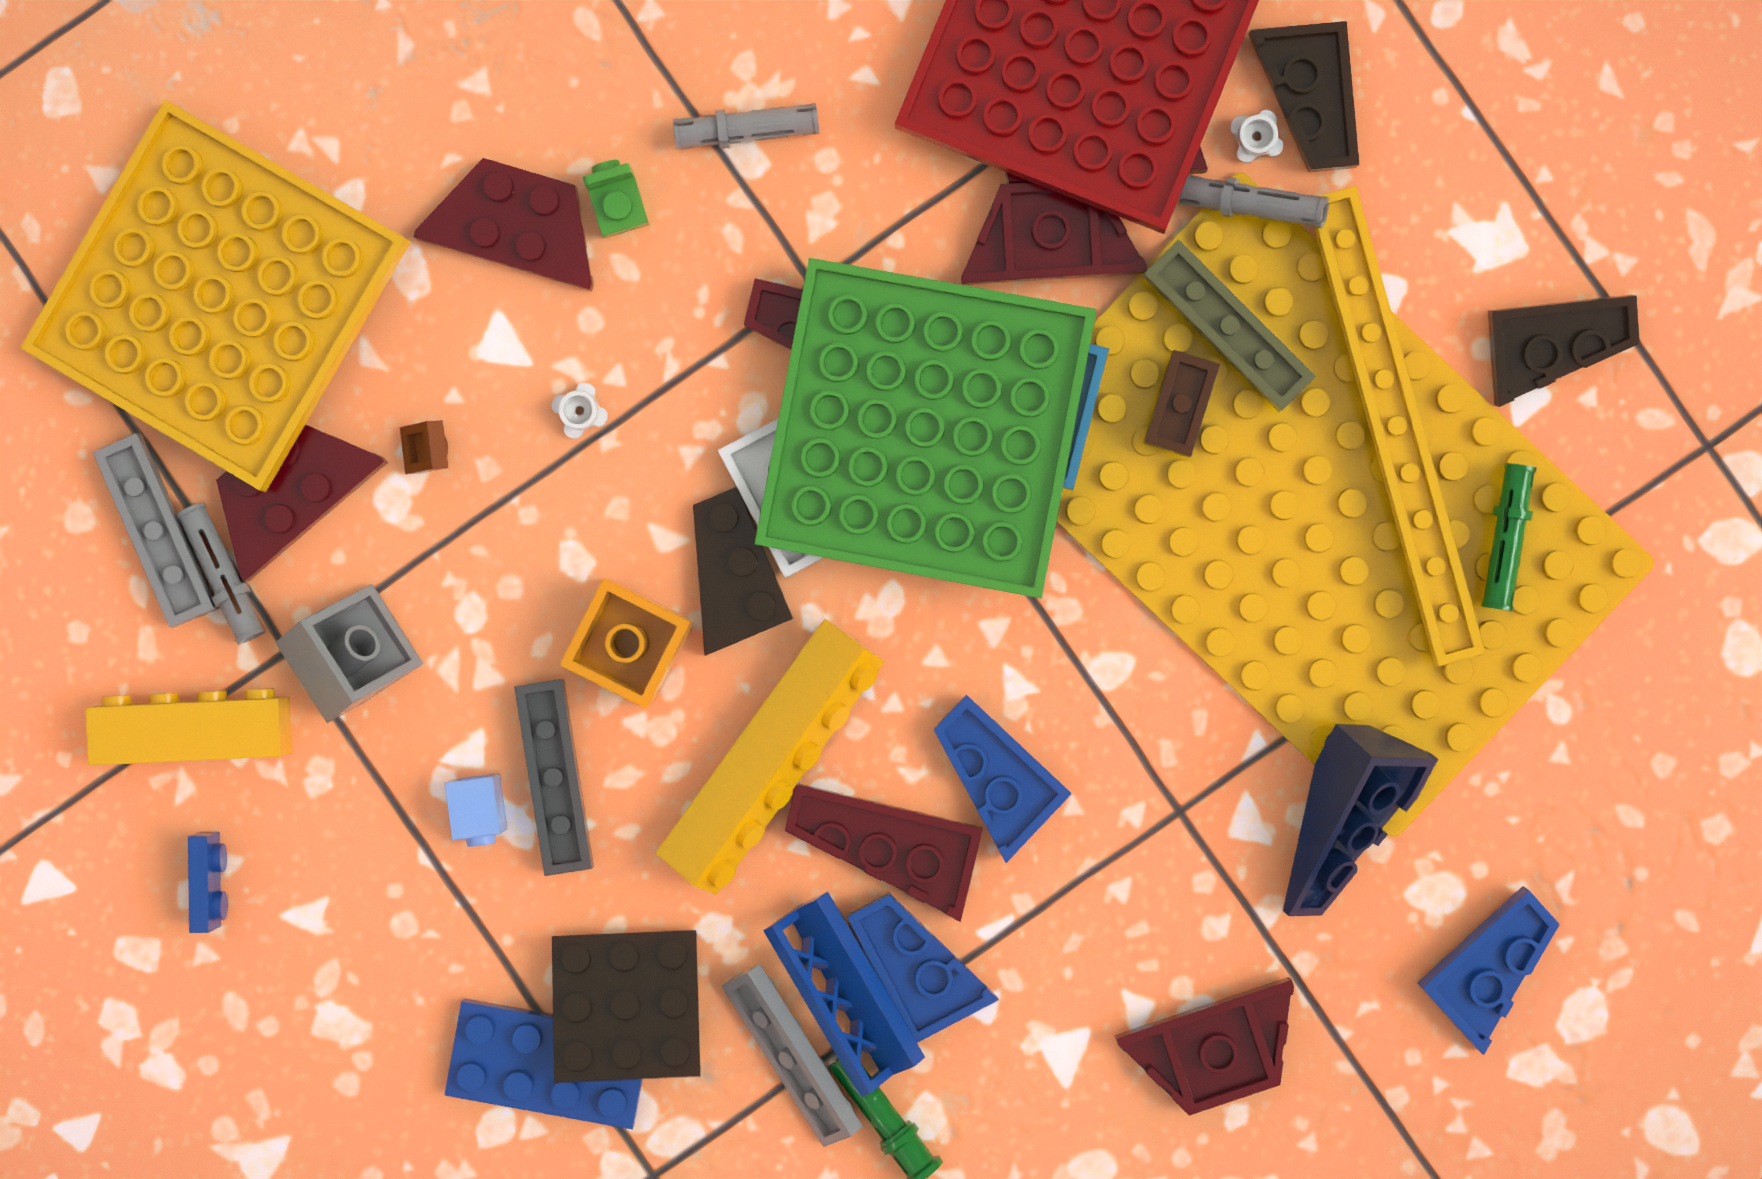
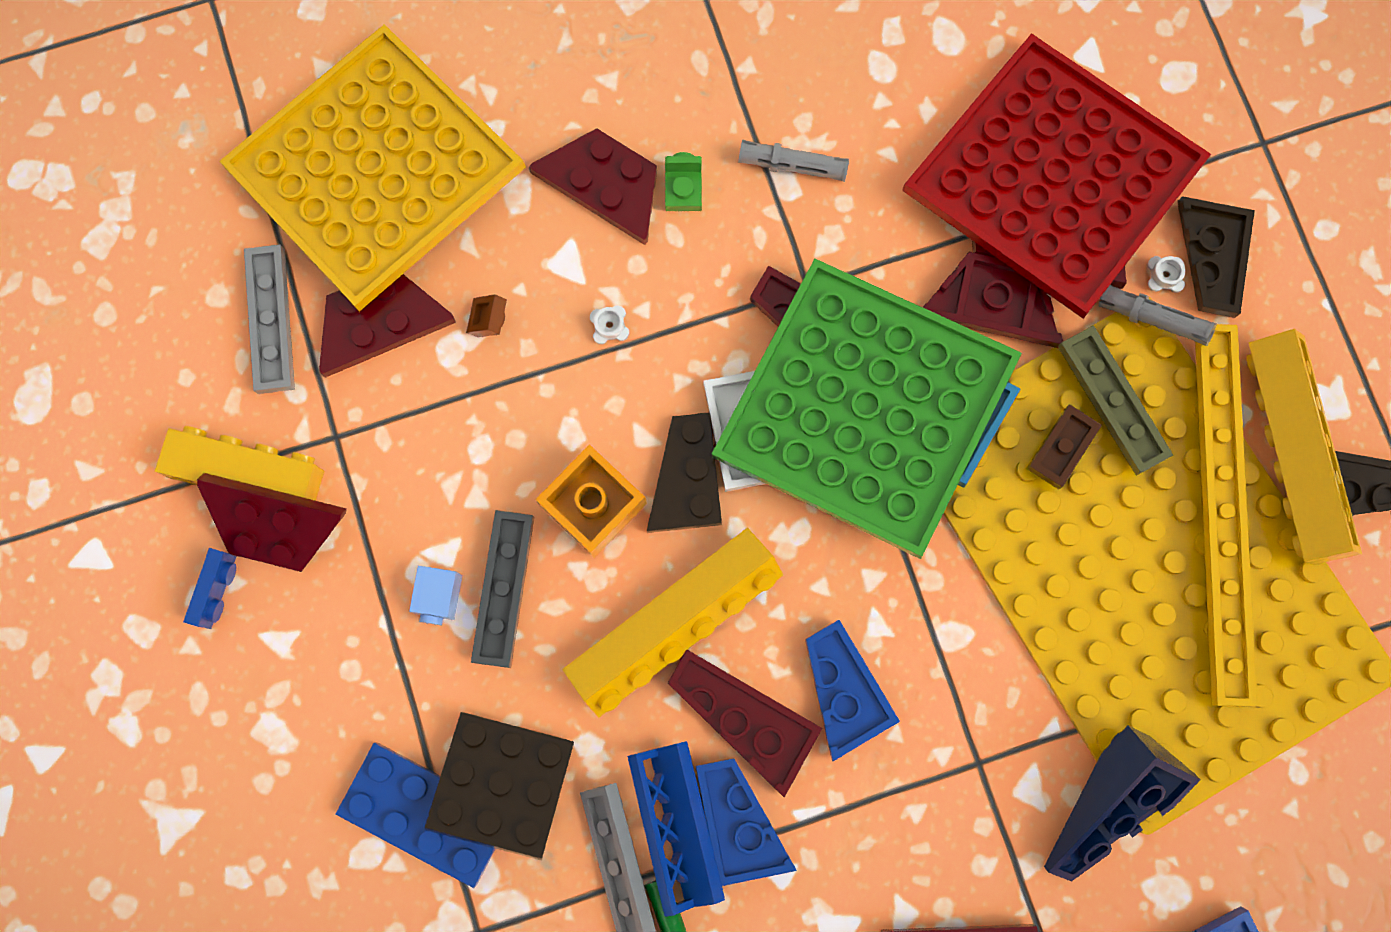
camera: 15 degrees right, 10 degrees down
(243, 625) = (300, 323): light grey pin -> none
(246, 784) = (267, 522): none -> dark red wing
(348, 652) = (379, 448): light grey slope -> none
(1471, 317) = (1303, 448): none -> yellow brick
(1509, 536) = (1294, 620): green pin -> none

